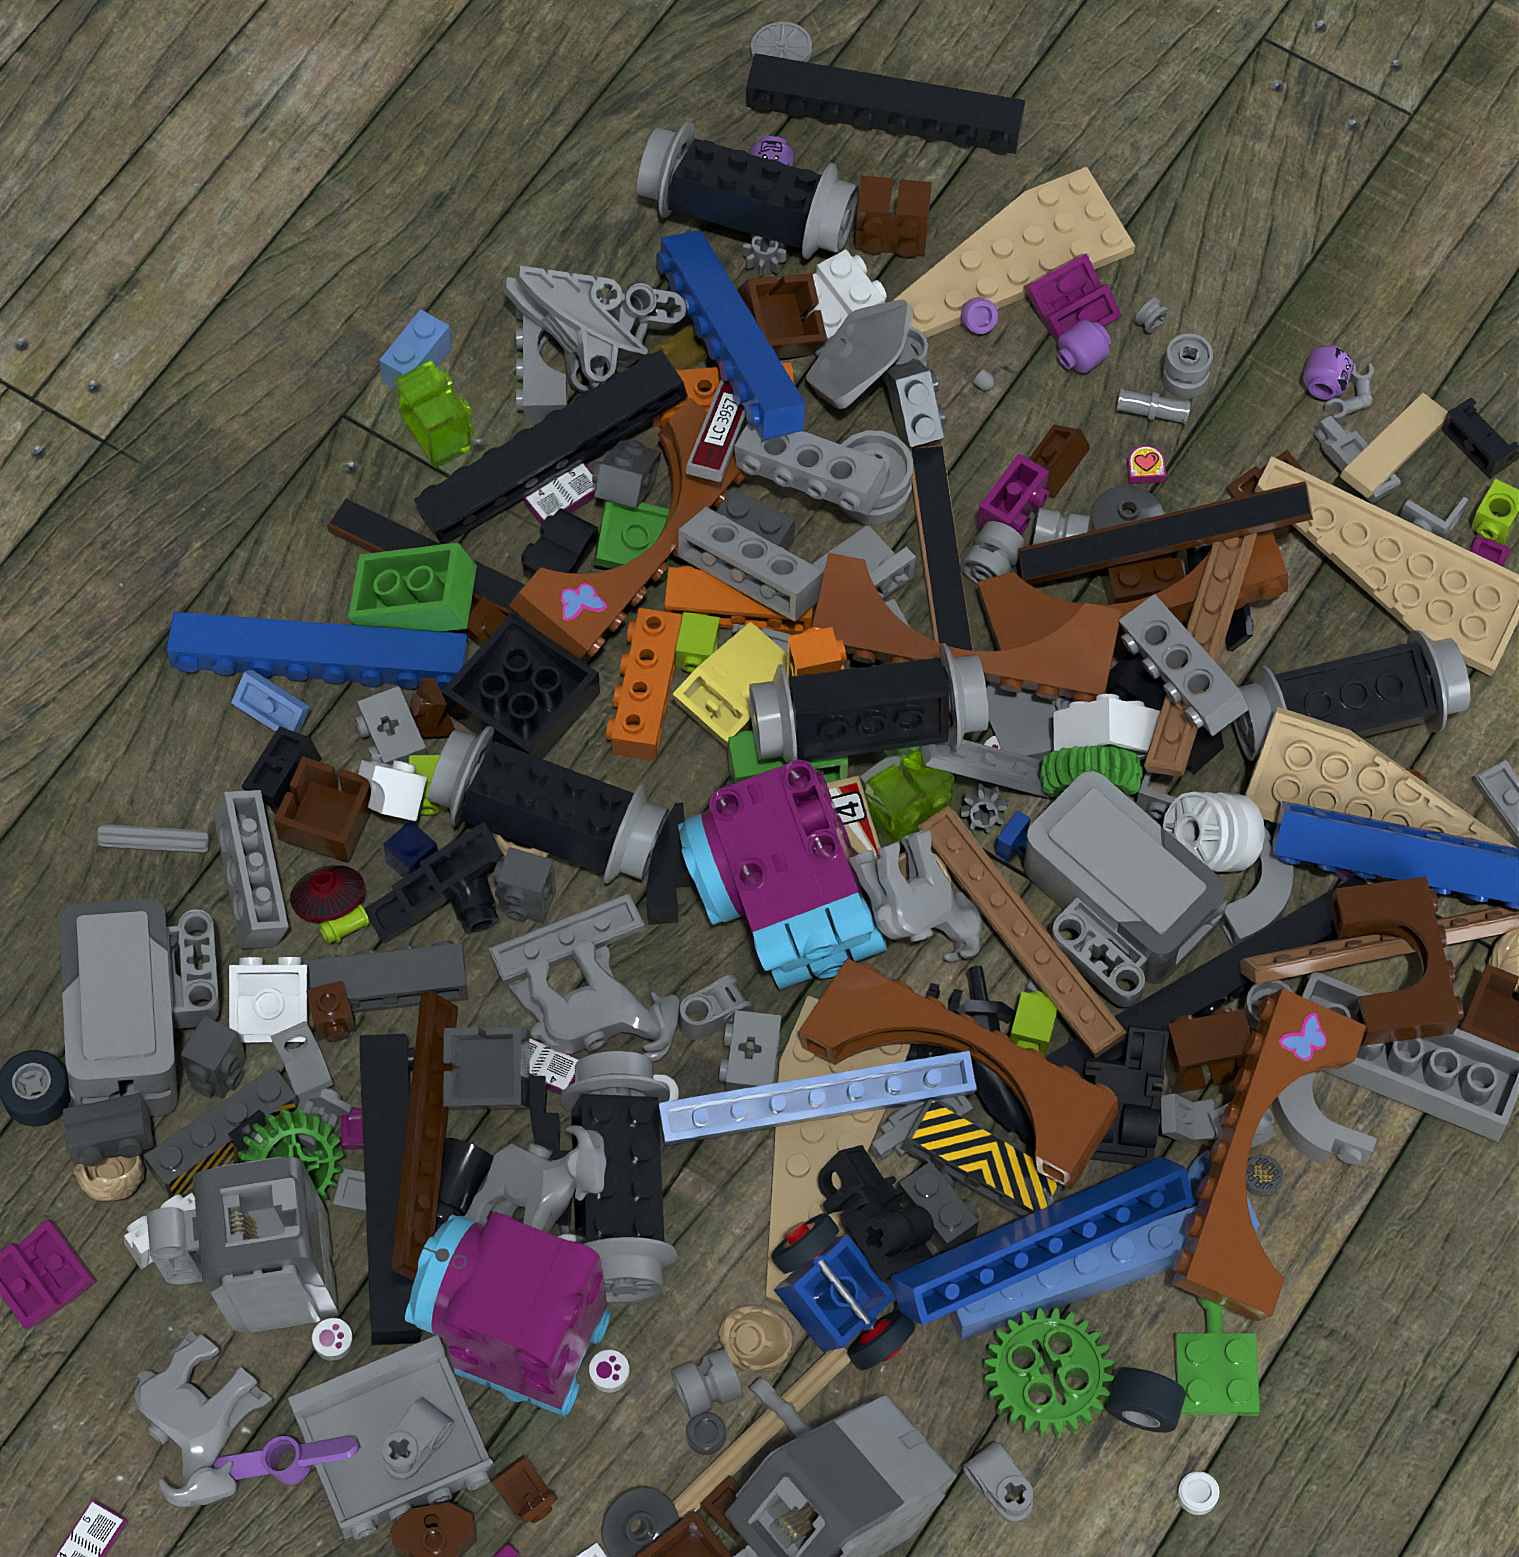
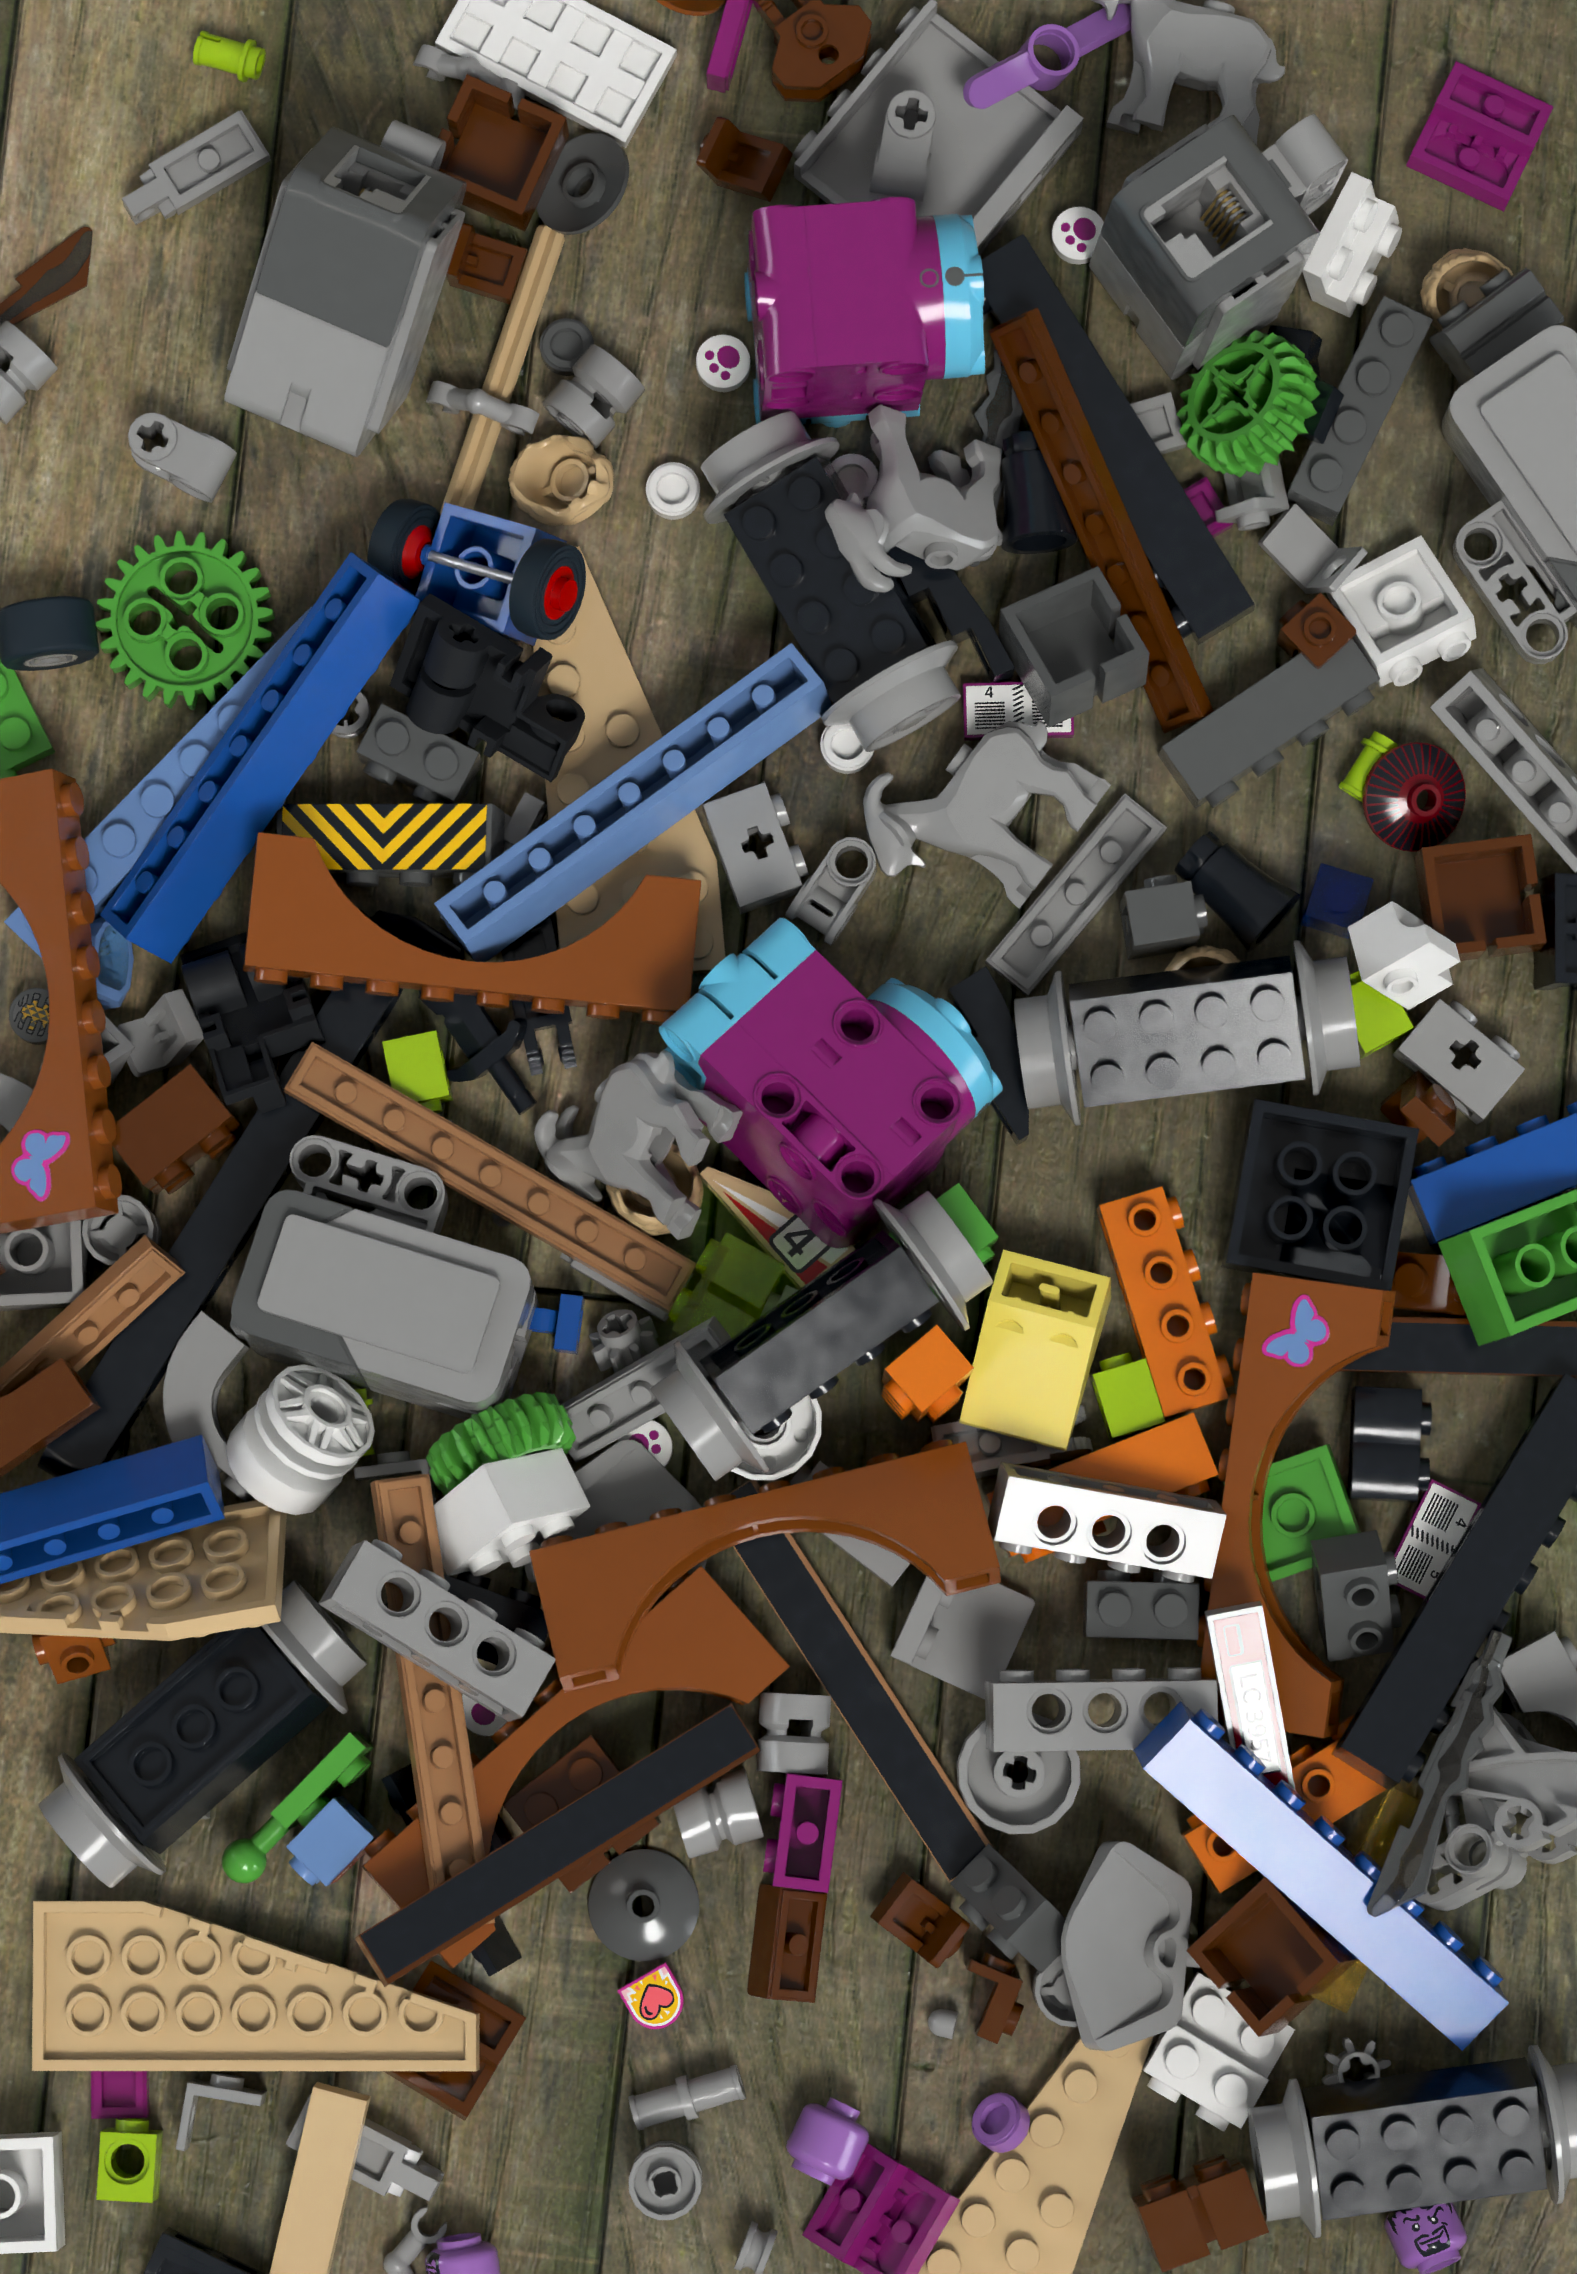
camera: 155 degrees right, 20 degrees up
(214, 1059) = (1421, 489): dark grey brick -> none
(434, 882) = (1278, 857): black slope -> none
(631, 343) = (1444, 1775): none -> dark grey sword
(685, 1306) = (673, 490): none -> white tile
(948, 370) = (1001, 2010): none -> reddish brown bracket
(968, 430) = (921, 1920): none -> reddish brown bracket
(1298, 613) = (331, 1843): none -> medium blue brick
(1303, 642) = (246, 1858): none -> bright green plate

